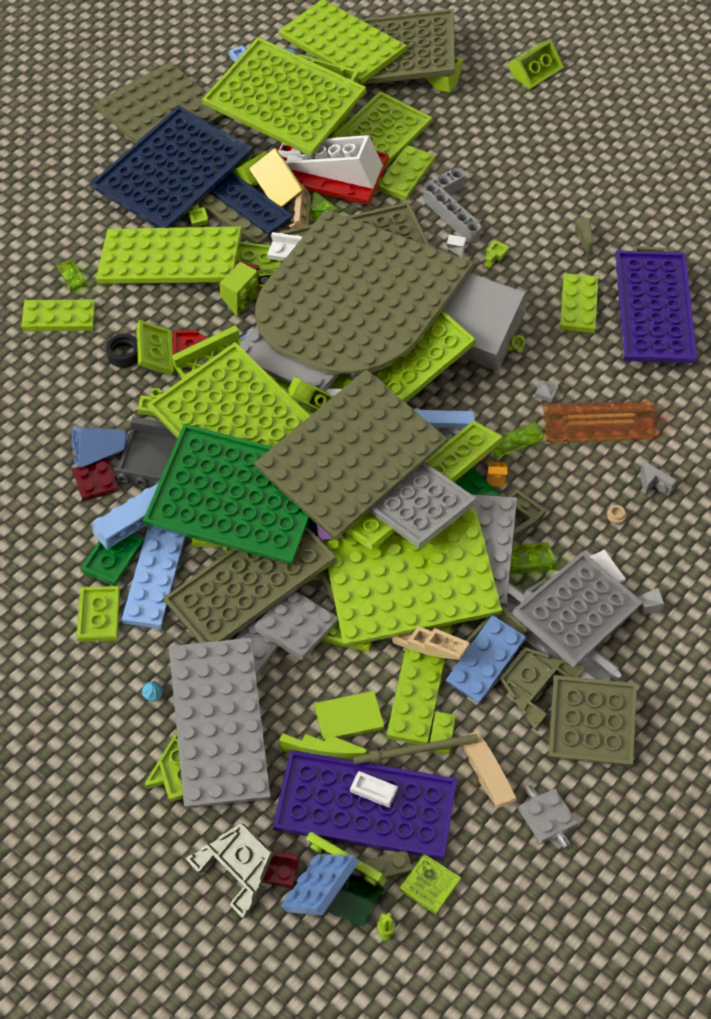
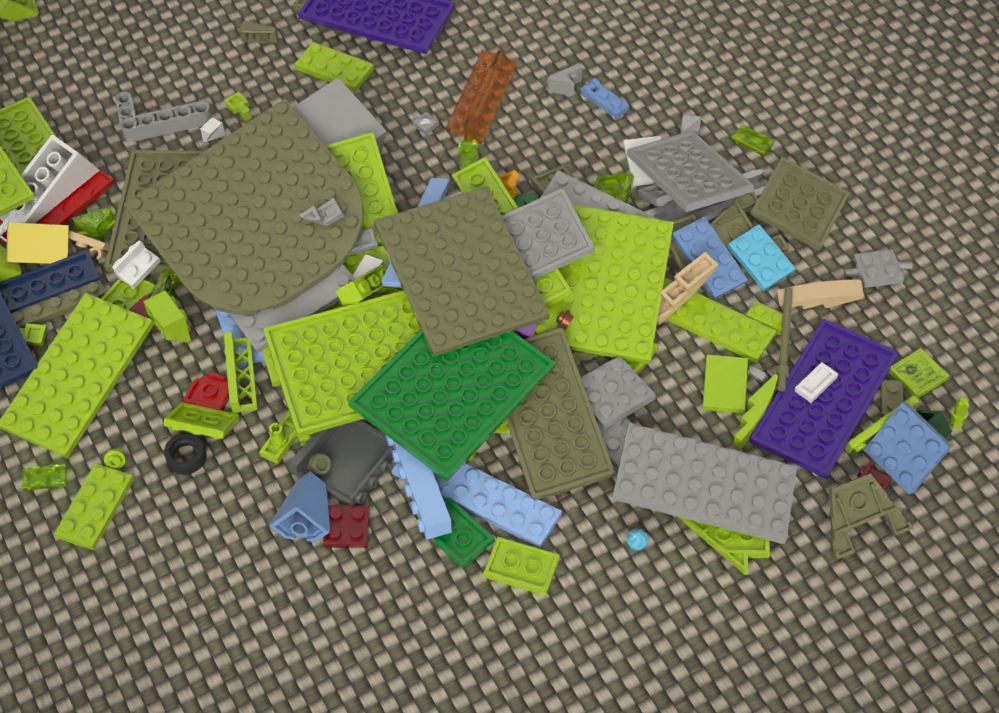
camera: 65 degrees left, 0 degrees up
(102, 309) = (114, 458): none -> lime plate
(142, 438) = (319, 464): none -> olive tile
(345, 555) = (564, 319): none -> copper plate
(366, 338) = (325, 214): none -> light grey slope
(366, 739) = (758, 374): none -> light grey tile
(406, 172) = (87, 140): lime plate -> none
(509, 705) = (761, 257): none -> medium azure plate
(616, 514) = (588, 119): tan plate -> none
(651, 520) = (604, 98): none -> medium blue plate
(664, 662) = (753, 140): none -> clear neon green tile

